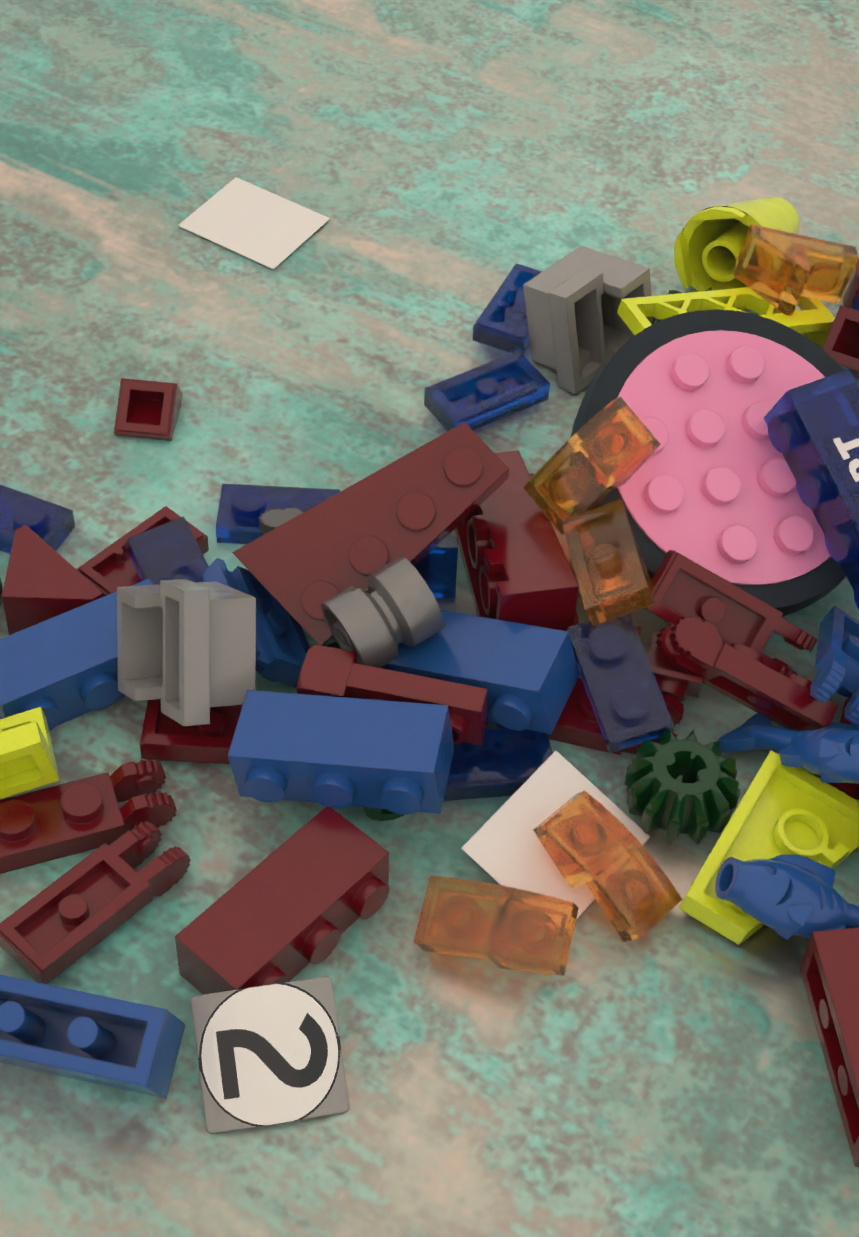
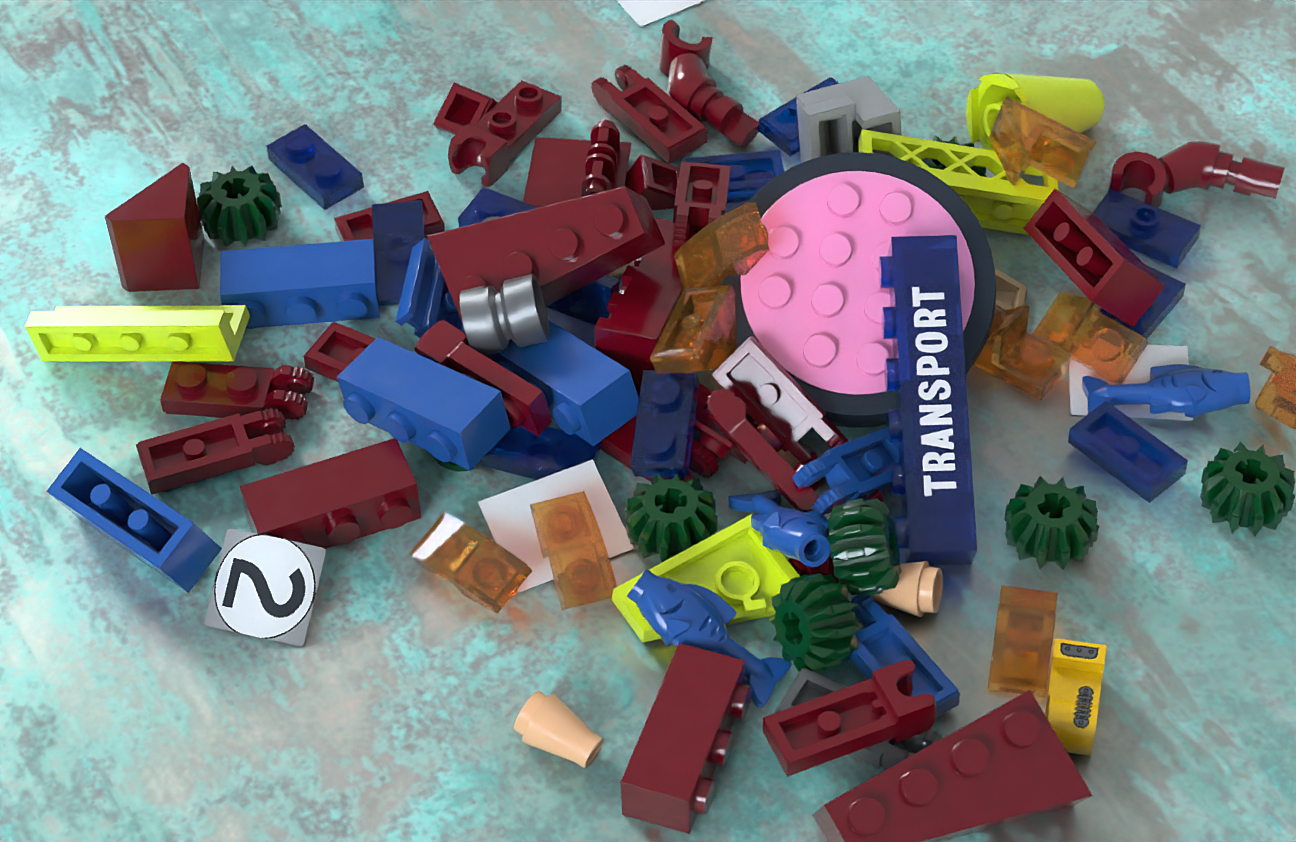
camera: 30 degrees right, 0 degrees up
(40, 583) = (299, 216): dark red slope -> none
(186, 646) = (359, 292): light grey plate -> none
(203, 417) = (503, 131): none -> dark red plate
(315, 437) = (577, 167): none -> dark red hinge
(350, 352) = (650, 113): none -> dark red hinge
(382, 314) = (695, 91): none -> dark red piece
(399, 427) = (654, 181): none -> dark red slope
(498, 422) = (699, 197): none -> dark red hinge
(729, 1094) = (557, 730): none -> light nougat cone

